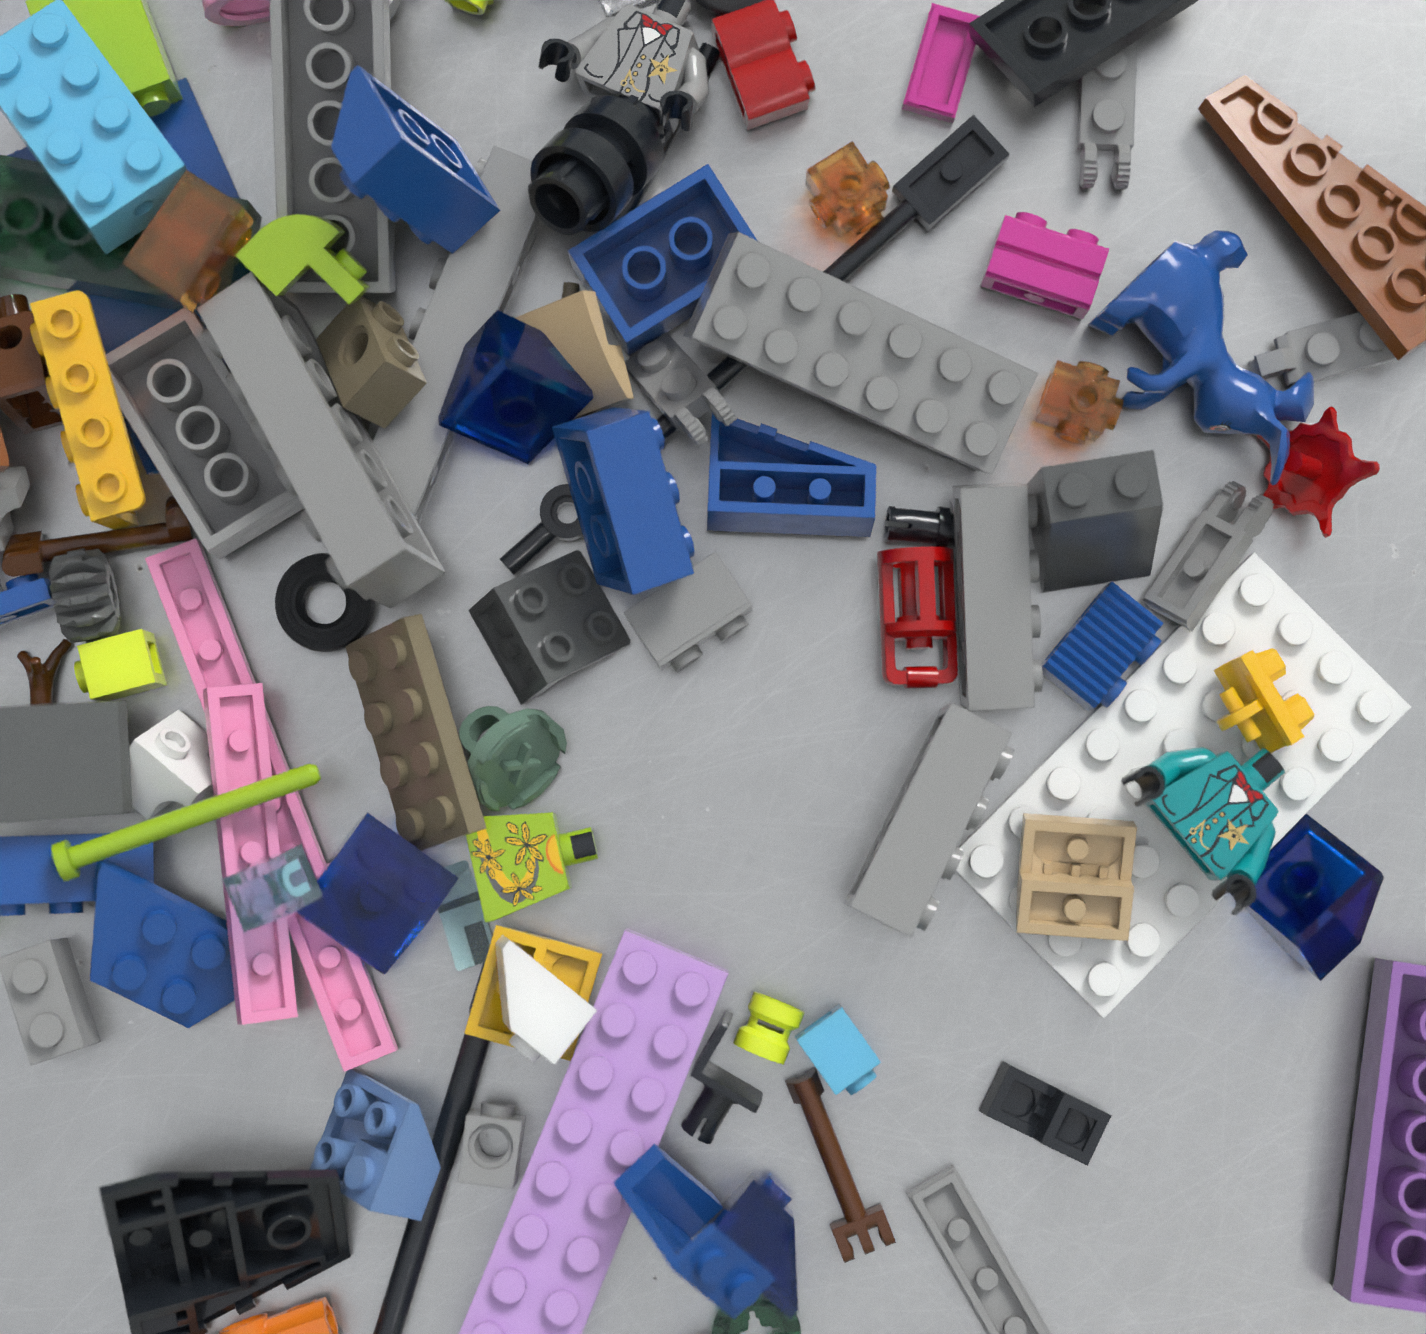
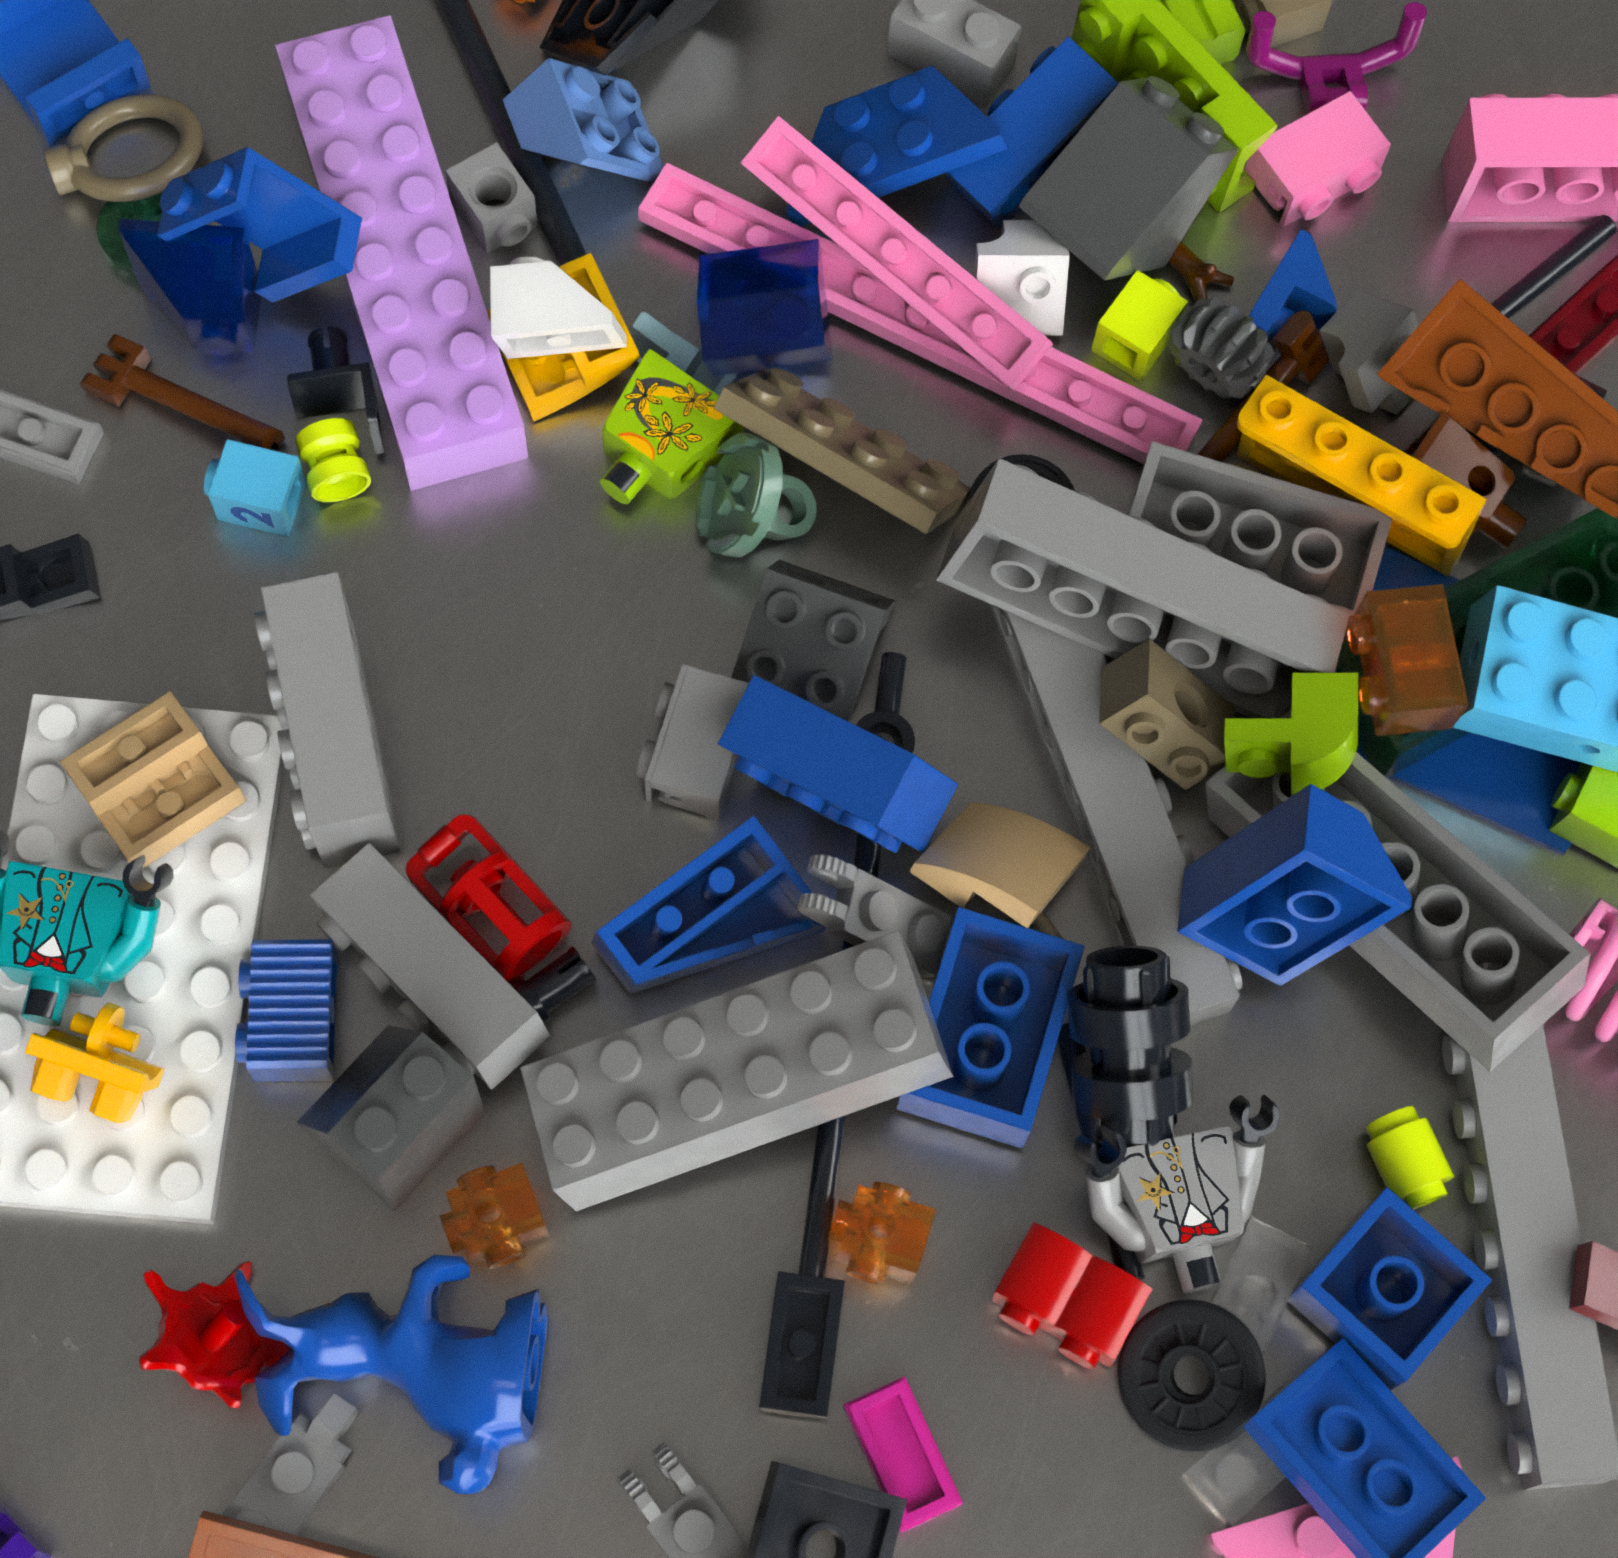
camera: 135 degrees right, 15 degrees down
(71, 858) = (1032, 124): lime bar -> none
(272, 888) = (846, 220): clear light blue brick -> none
(512, 389) = (1025, 793): clear blue slope -> none
(1045, 265) = (635, 1327): dark pink brick -> none
(1208, 556) = (252, 1176): light grey hinge -> none

